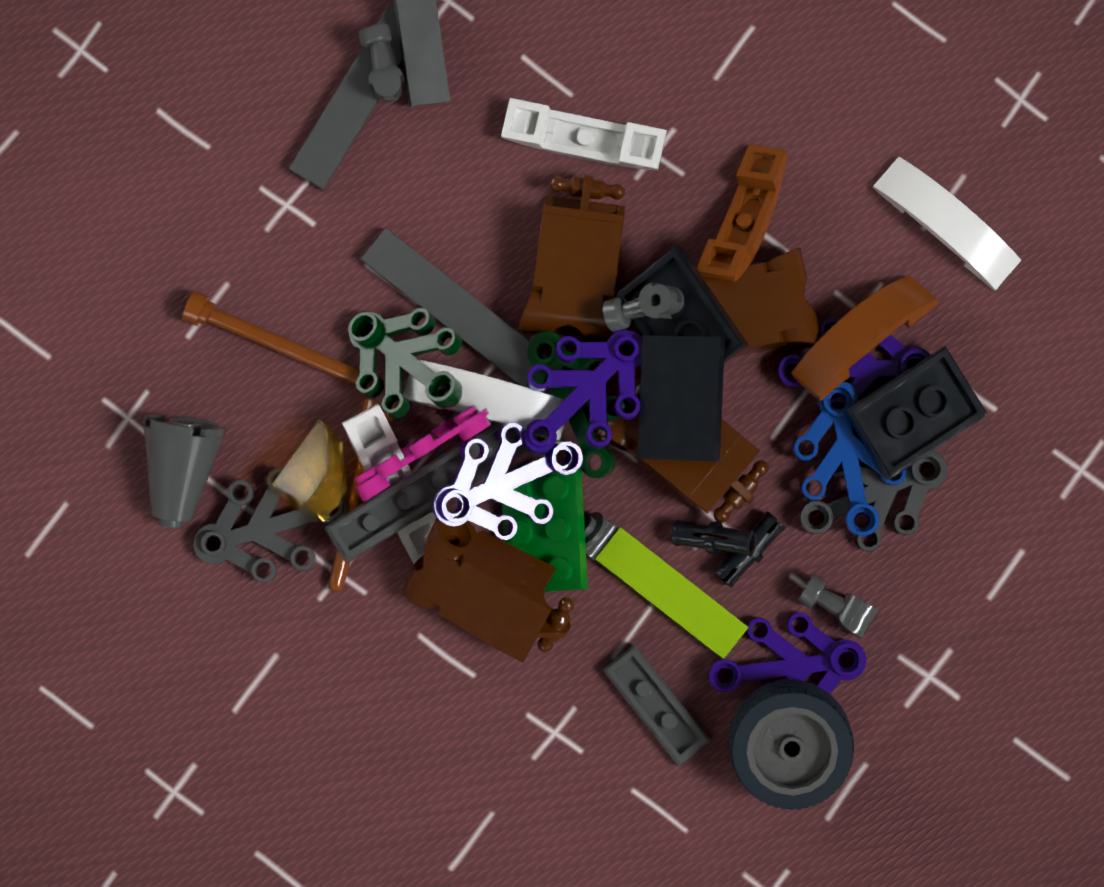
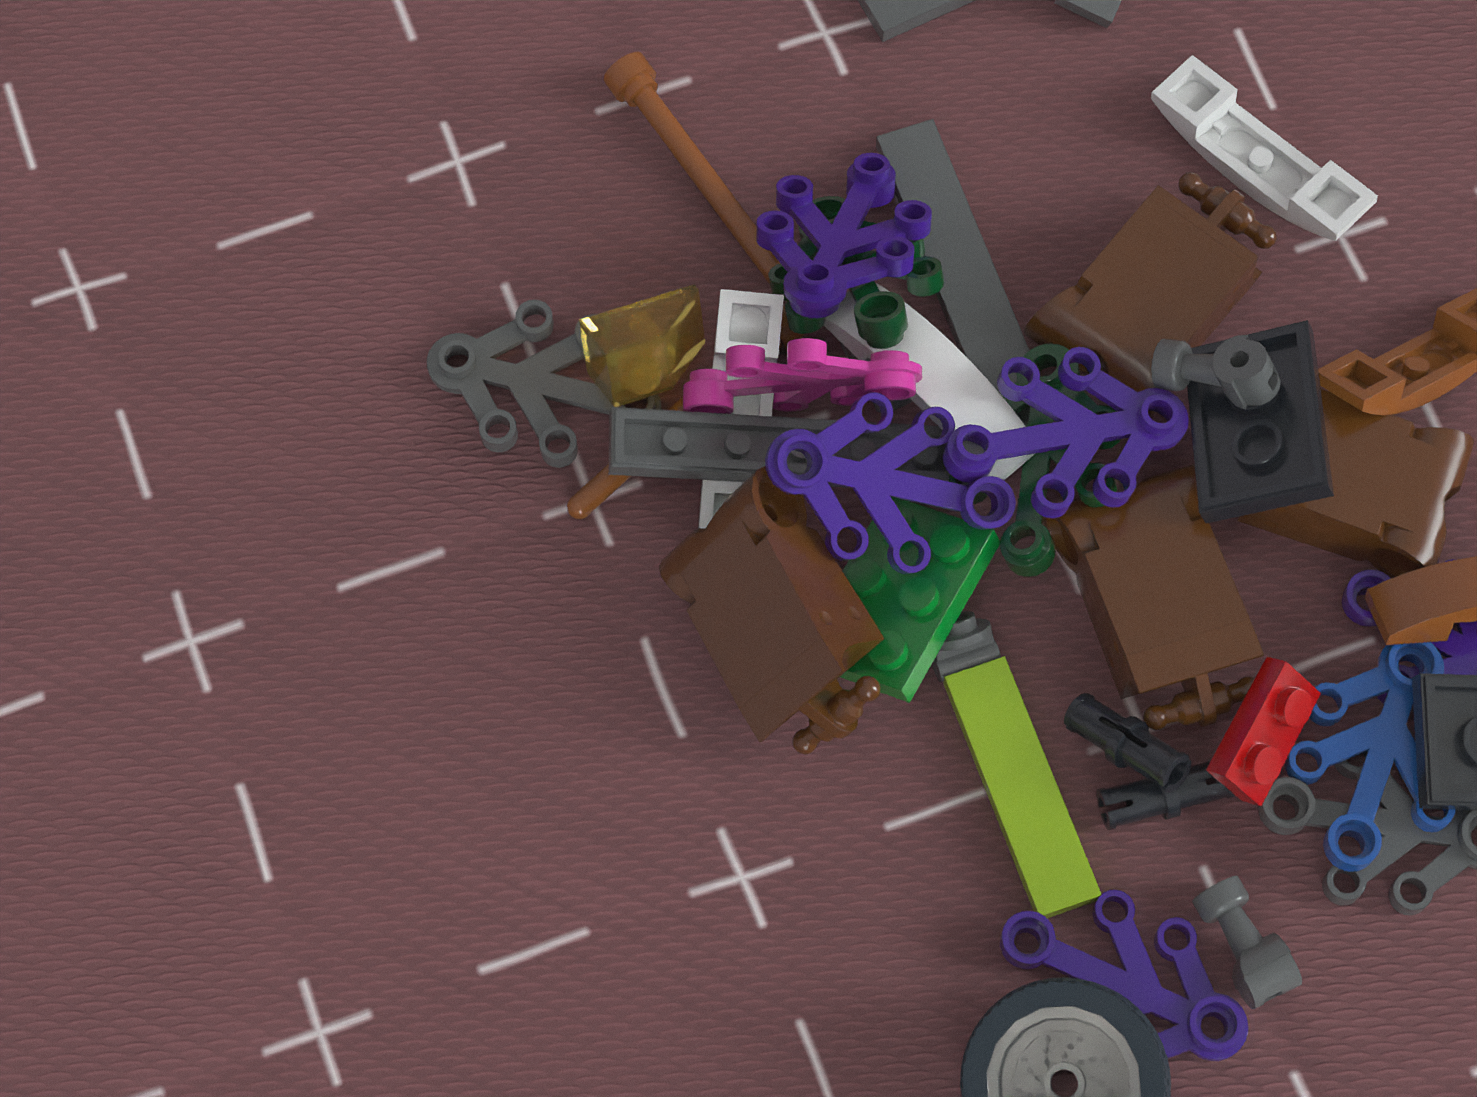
camera: 35 degrees right, 15 degrees down
(179, 464) = (479, 235): dark grey cone -> none
(386, 346) = (821, 284): none -> dark purple plant
(656, 705) = (906, 925): dark grey tile -> none
(681, 398) = (1197, 513): black tile -> none
(782, 489) = (1263, 731): none -> red plate

